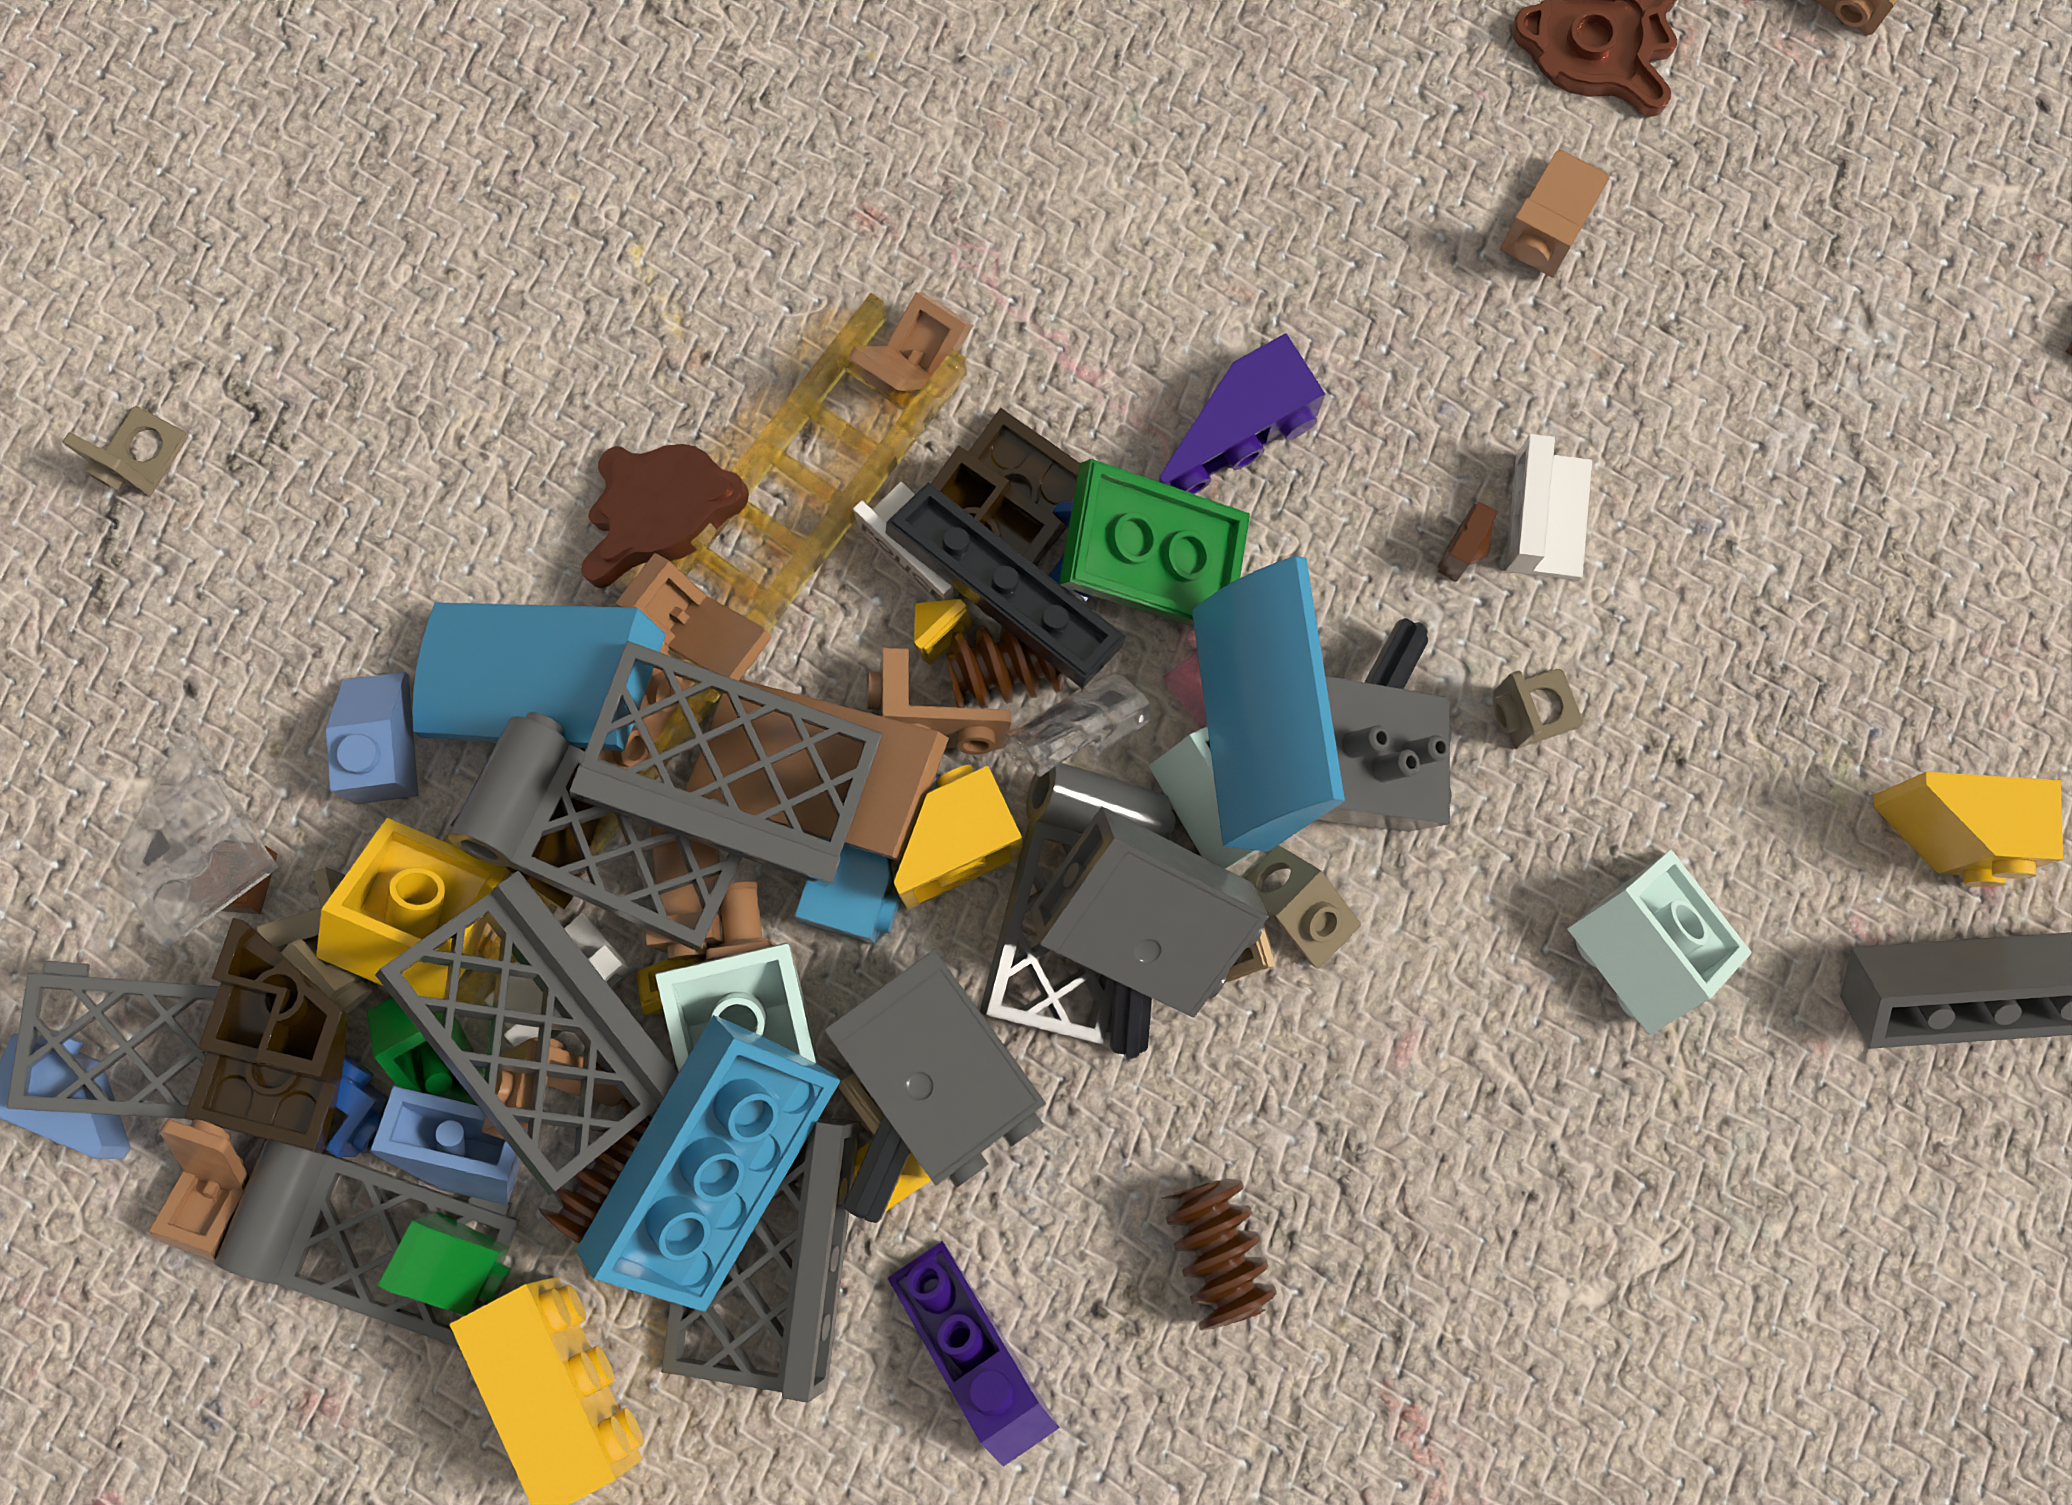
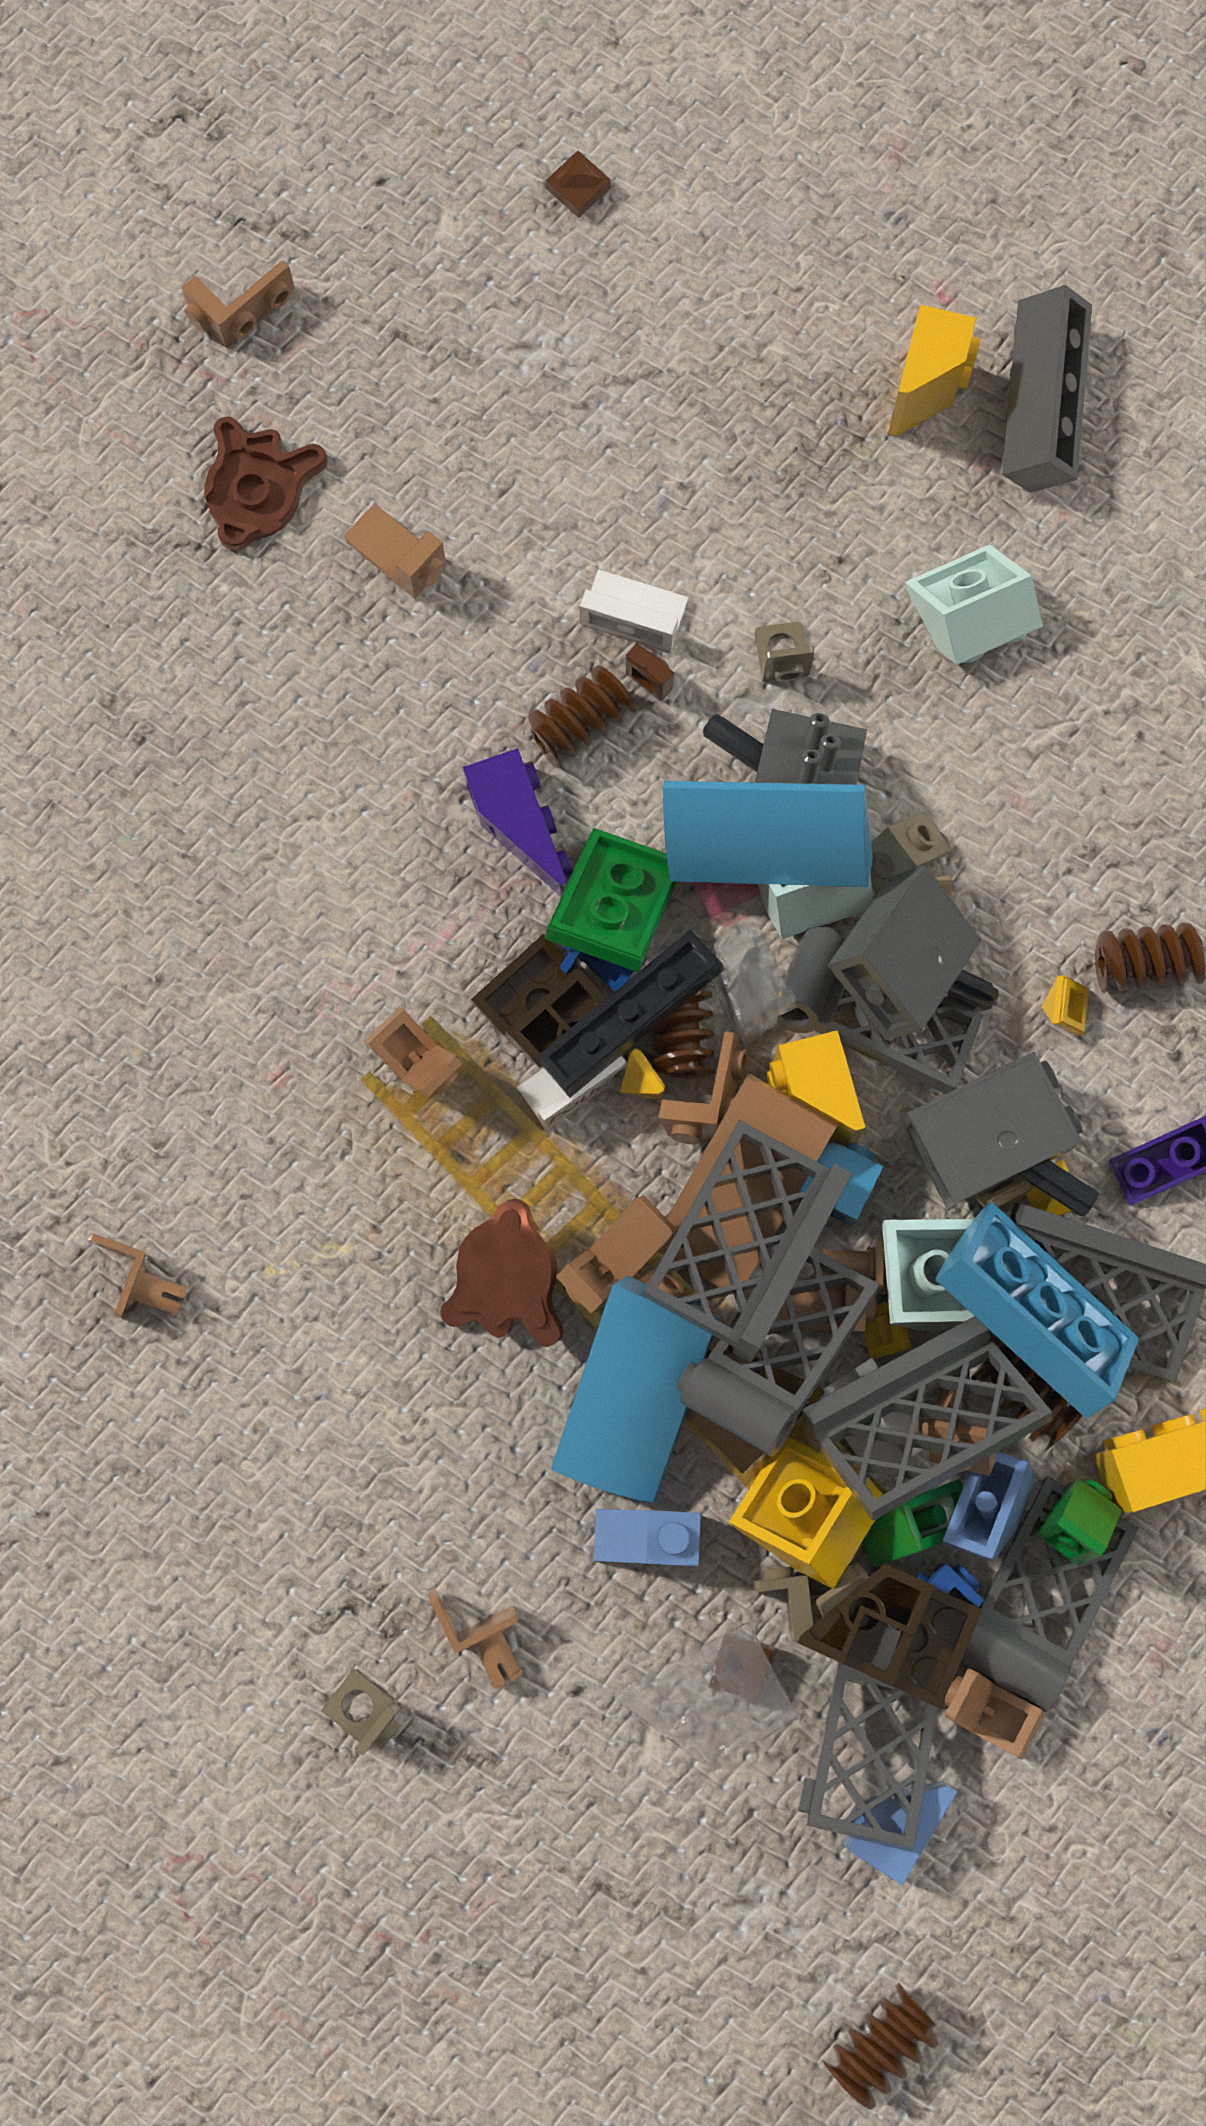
camera: 80 degrees left, 0 degrees up
(232, 562) = (485, 1637): none -> medium nougat bracket
(592, 100) = (141, 1285): none -> medium nougat bracket
(1135, 1153) = (1067, 1005): none -> yellow slope
(1387, 465) = (579, 713): none -> reddish brown piece

